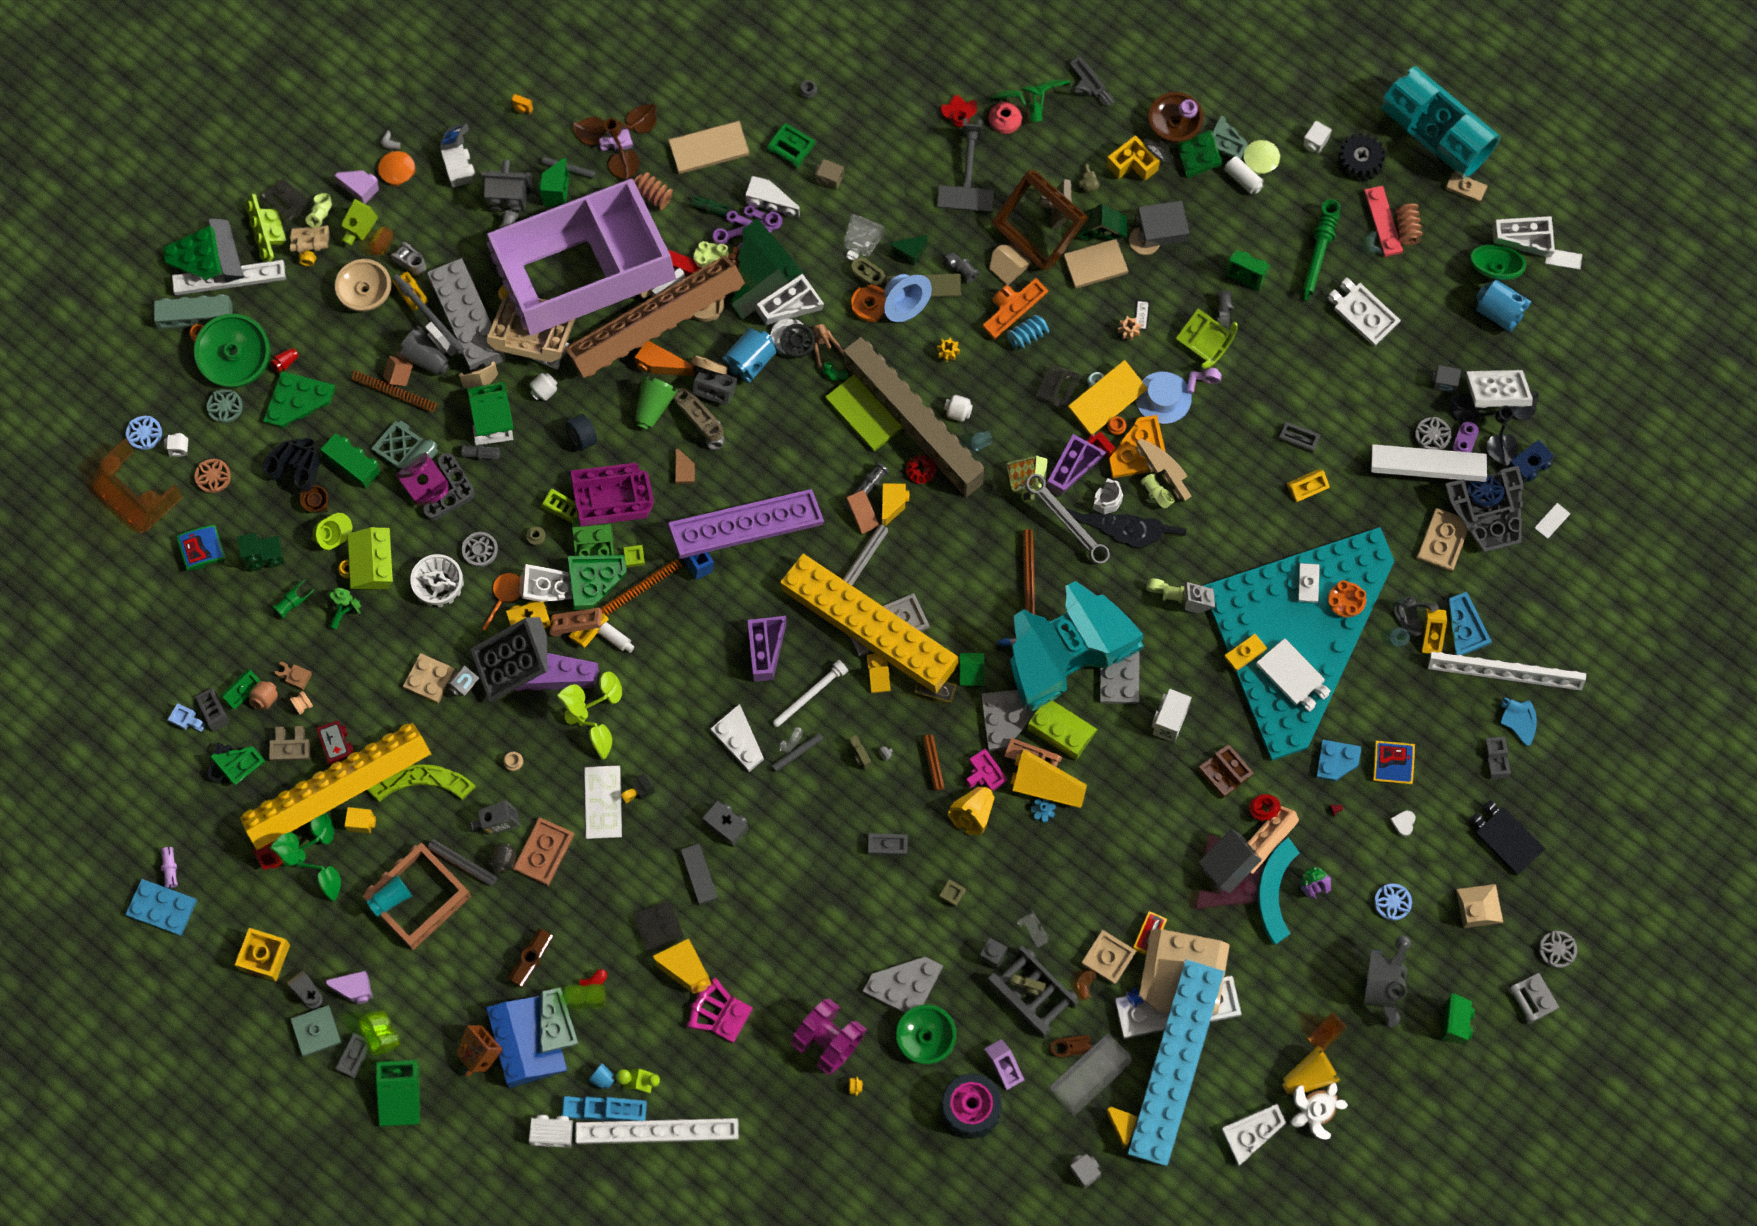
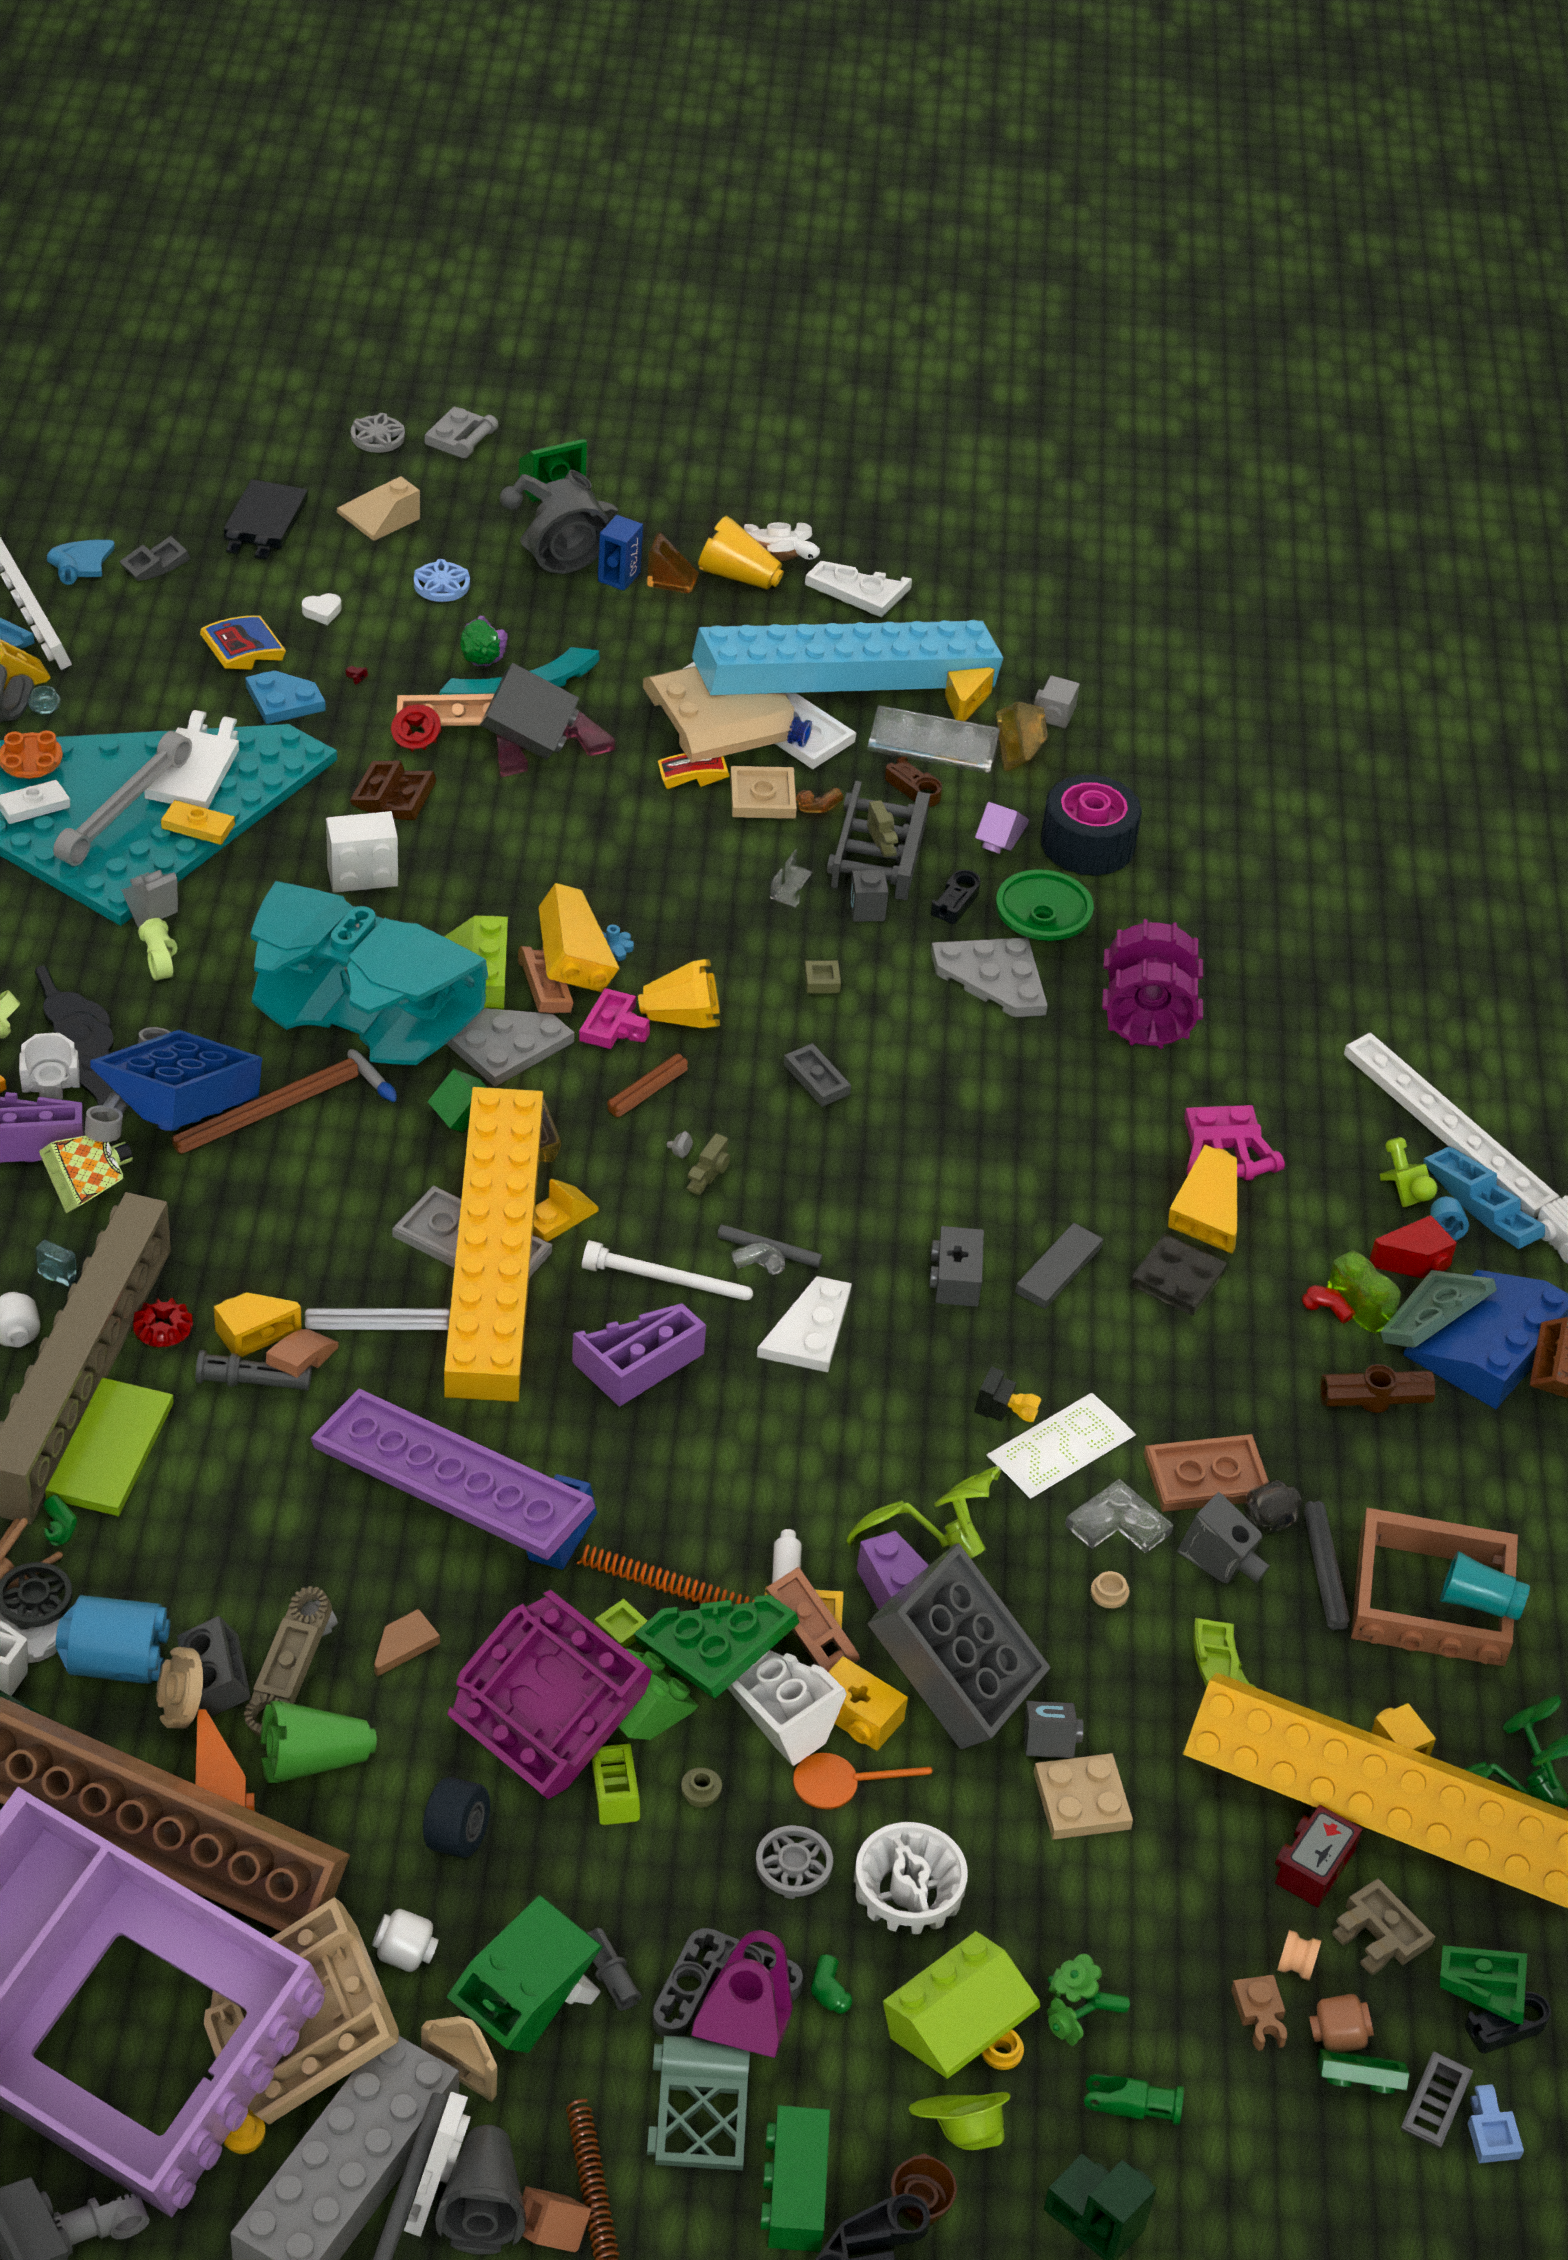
camera: 130 degrees left, 25 degrees down
(412, 522) = (827, 1988): none -> green arm
(550, 798) = (1119, 1510): none -> clear plate
(593, 1045) = (1414, 1249): none -> red slope
(970, 1004) = (955, 898): none -> black piece
(1056, 539) = (180, 1078): none -> blue slope
(1066, 1125) = (1021, 733): none -> clear yellow slope
(1258, 584) = (73, 845): none -> light grey piece
(1349, 1004) = (620, 552): none -> blue brick

